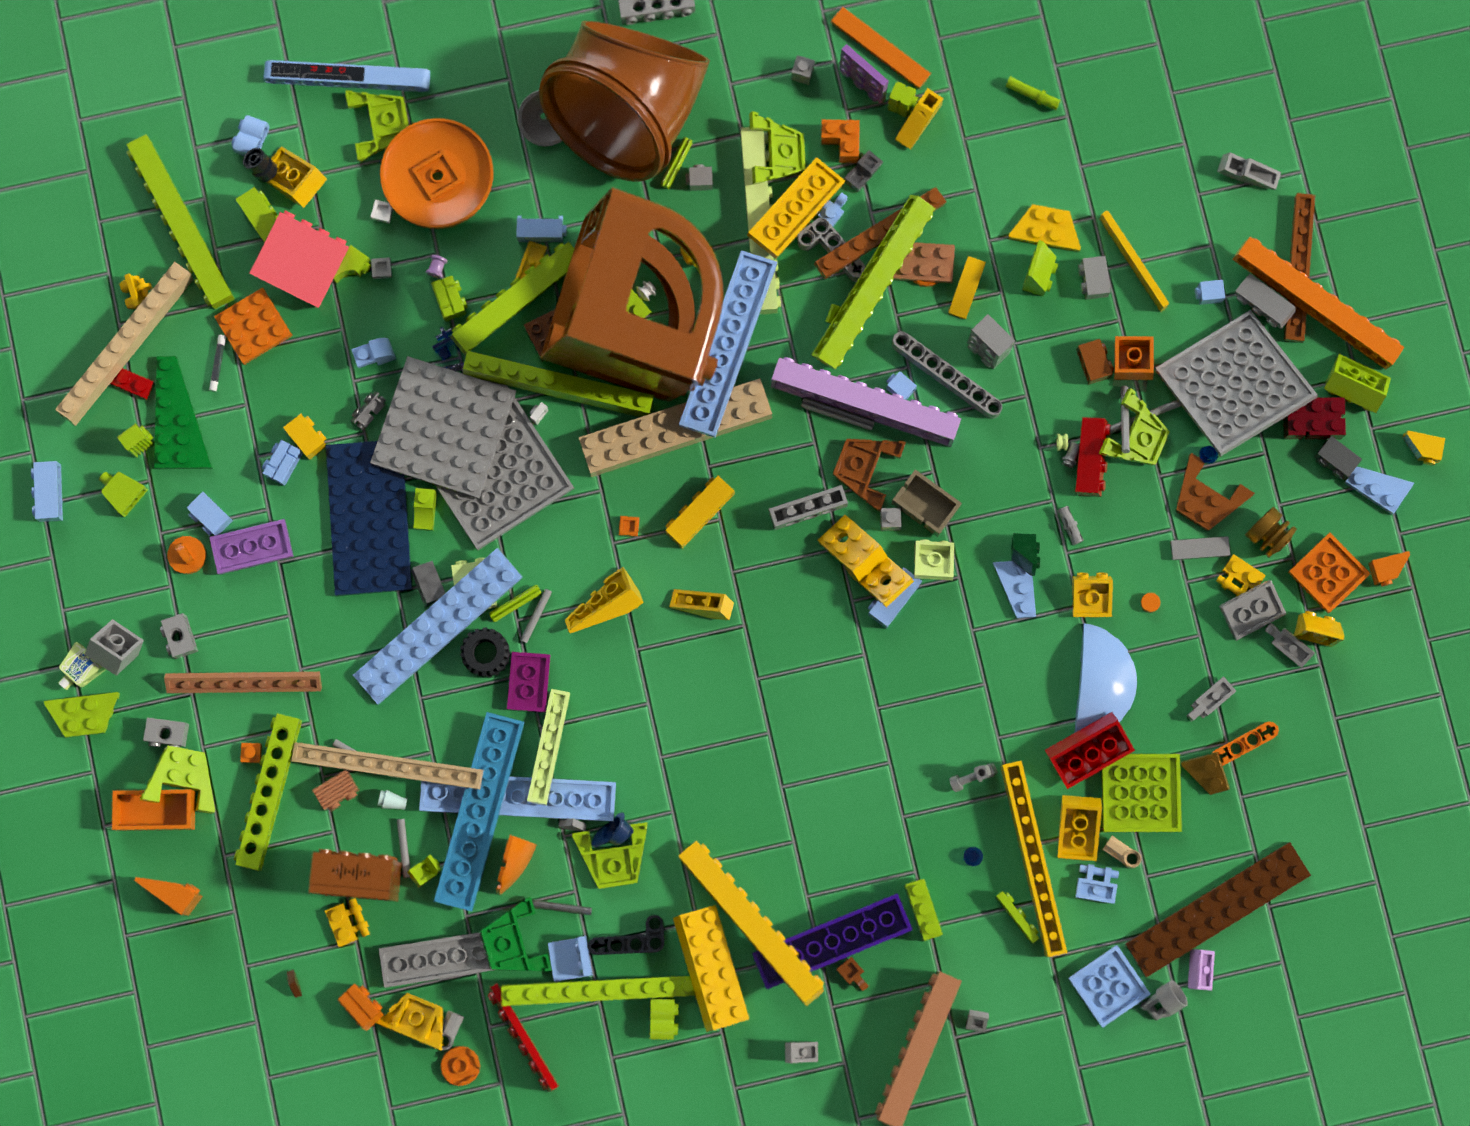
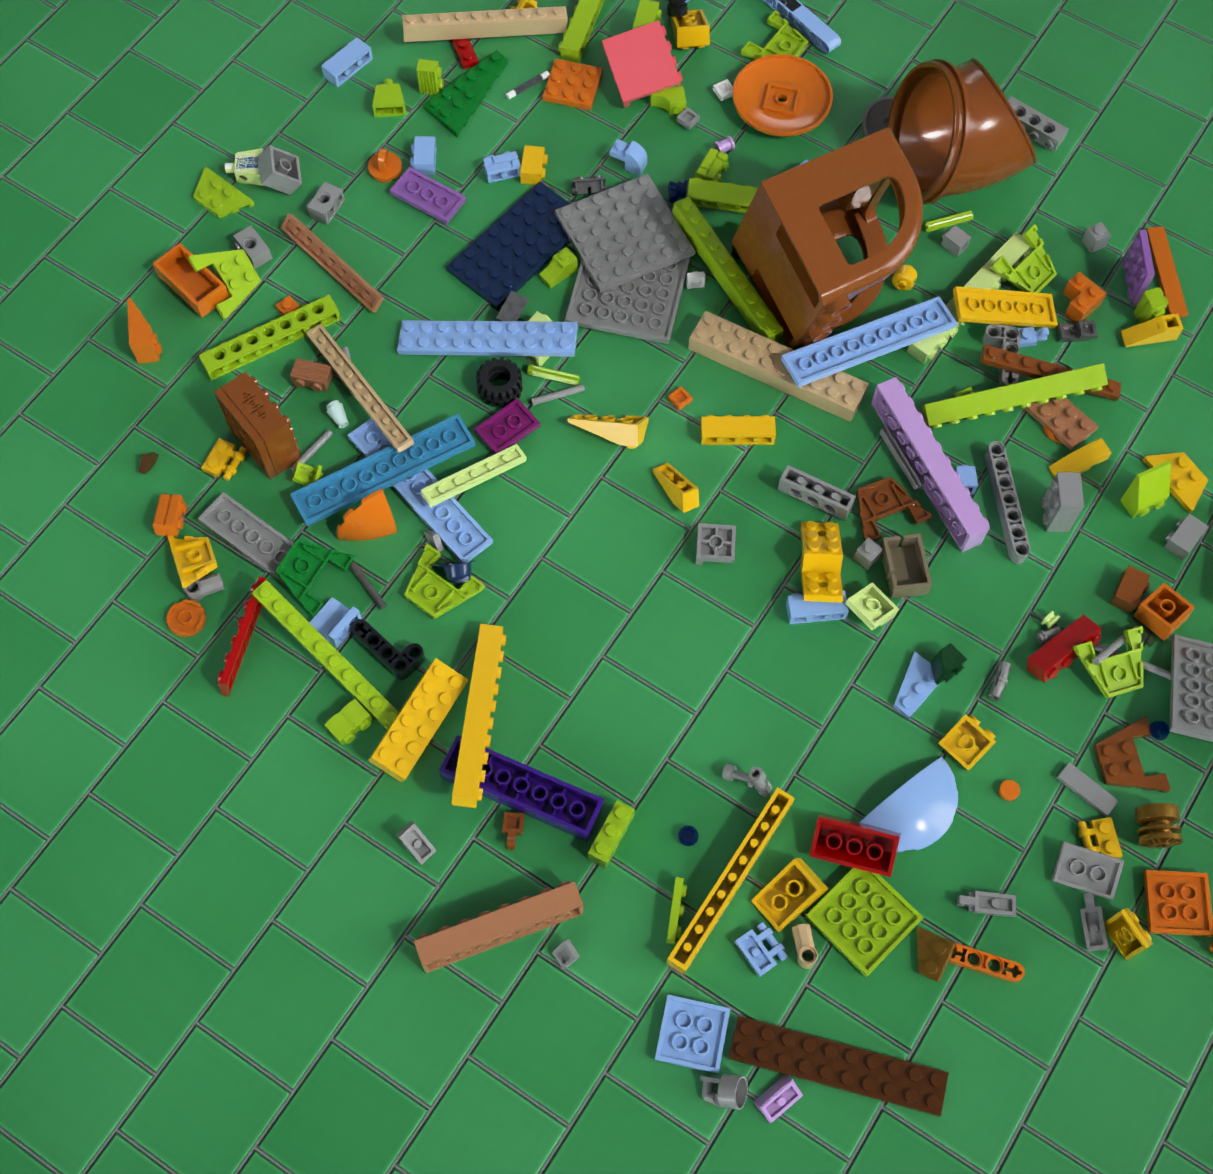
camera: 45 degrees right, 15 degrees down
(776, 621) = (715, 543): none -> light grey piece

